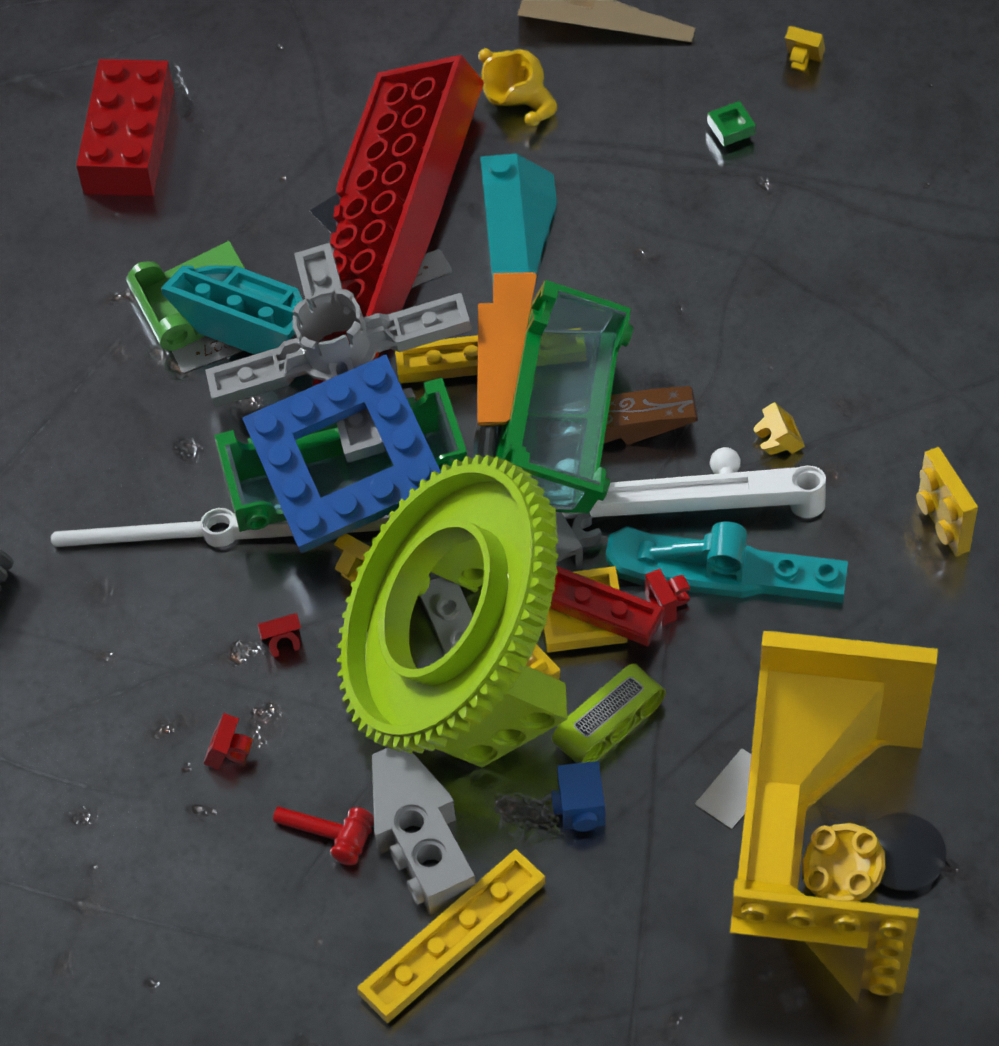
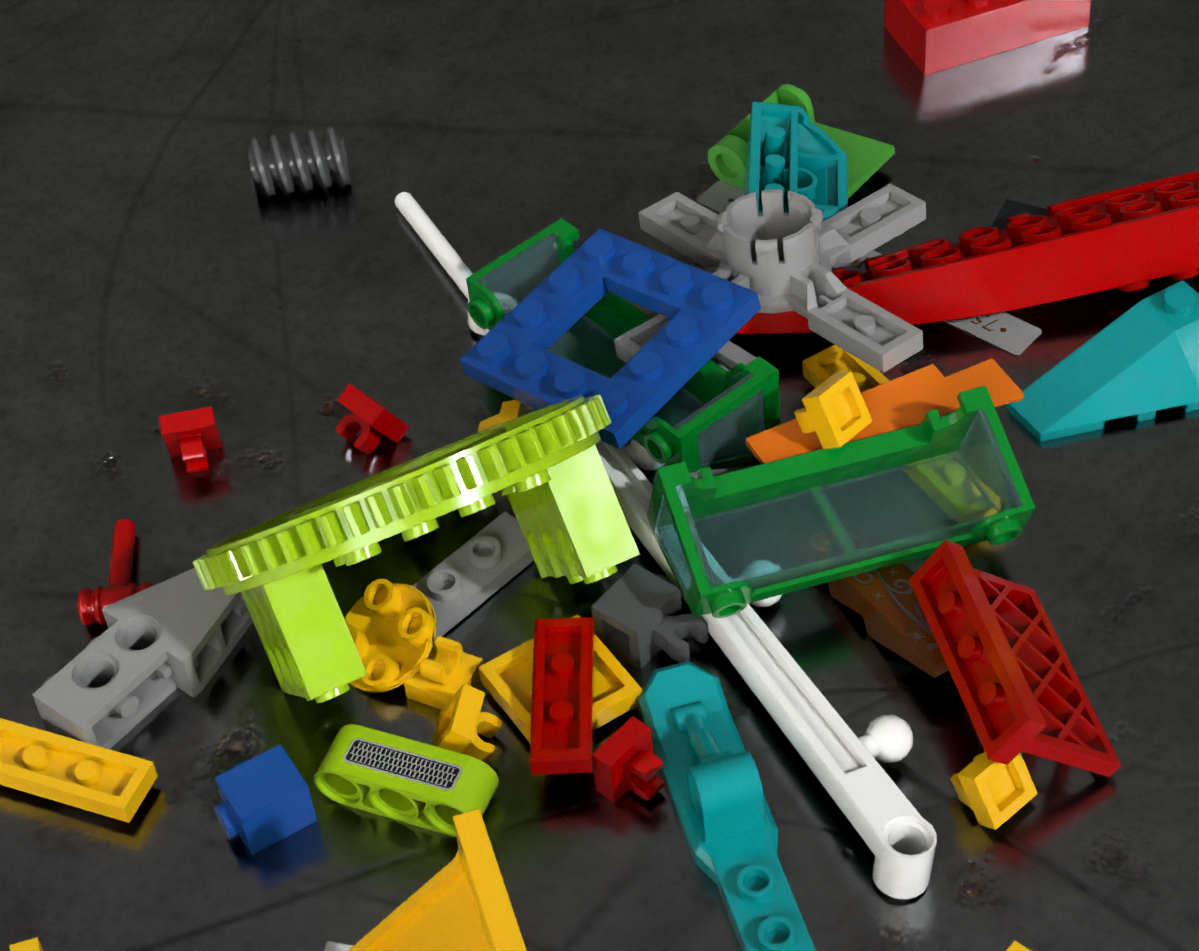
camera: 65 degrees right, 10 degrees down
(500, 365) = (834, 411): none -> yellow tile
(584, 672) = (461, 722): none -> yellow tile
(714, 382) = (1009, 665): none -> red fence

